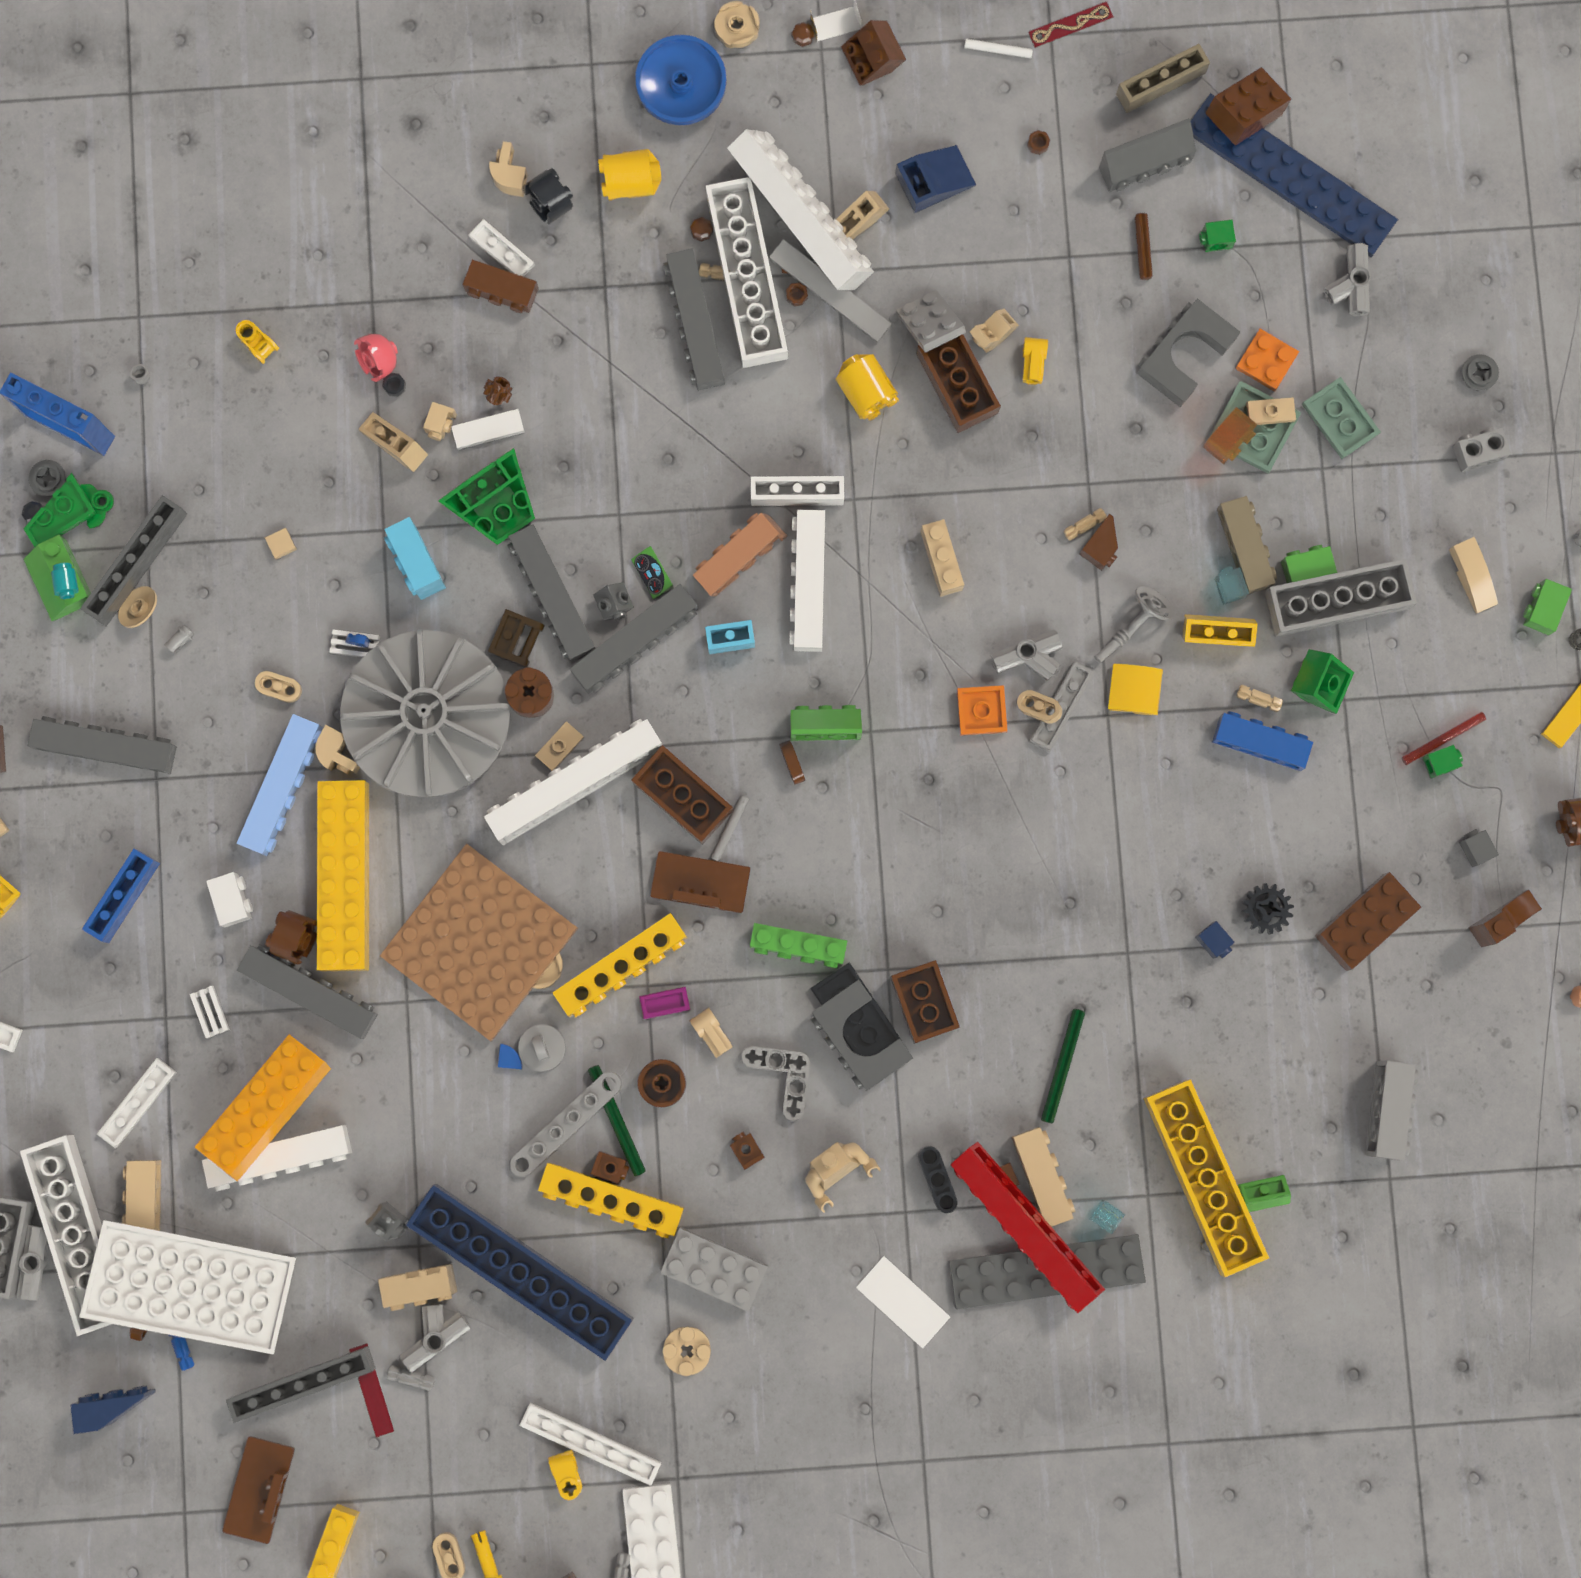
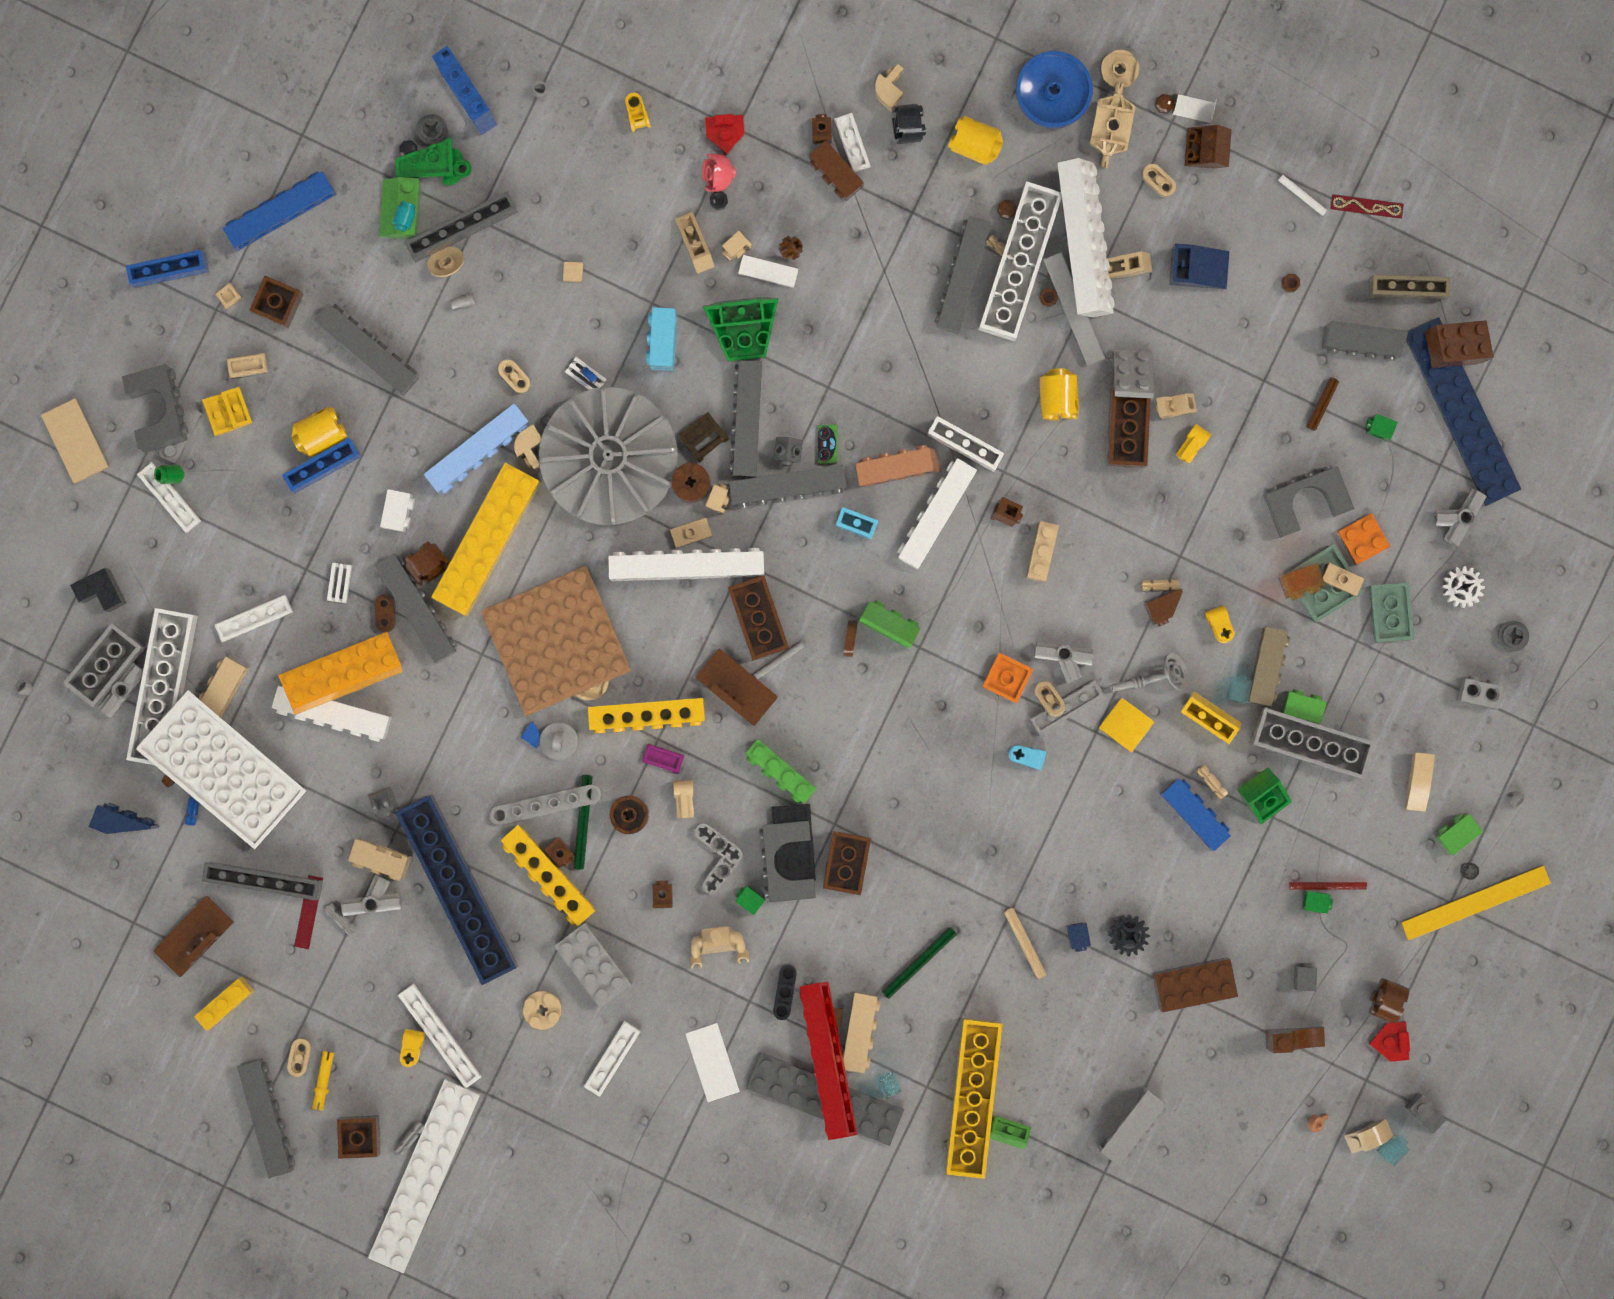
camera: 30 degrees right, 5 degrees up
(96, 862) = (318, 432): none -> yellow cylinder
(276, 1016) = (385, 613): none -> reddish brown plate
(360, 309) = (725, 130): none -> red plate
(460, 259) = (820, 136): none -> reddish brown brick
(568, 693) = (718, 498): none -> tan brick
(762, 101) = (1102, 137): none -> tan plate
(792, 1360) = (612, 1058): none -> white tile
(843, 111) = (1161, 178): none -> tan plate
(843, 1101) = (749, 899): none -> green brick
(881, 537) = (1011, 508): none -> reddish brown brick
(1054, 780) = (1030, 756): none -> medium azure piece
(1163, 980) = (1025, 943): none -> tan axle
(1169, 527) = (1218, 620): none -> yellow piece
(1408, 358) = (1460, 580): none -> white gear

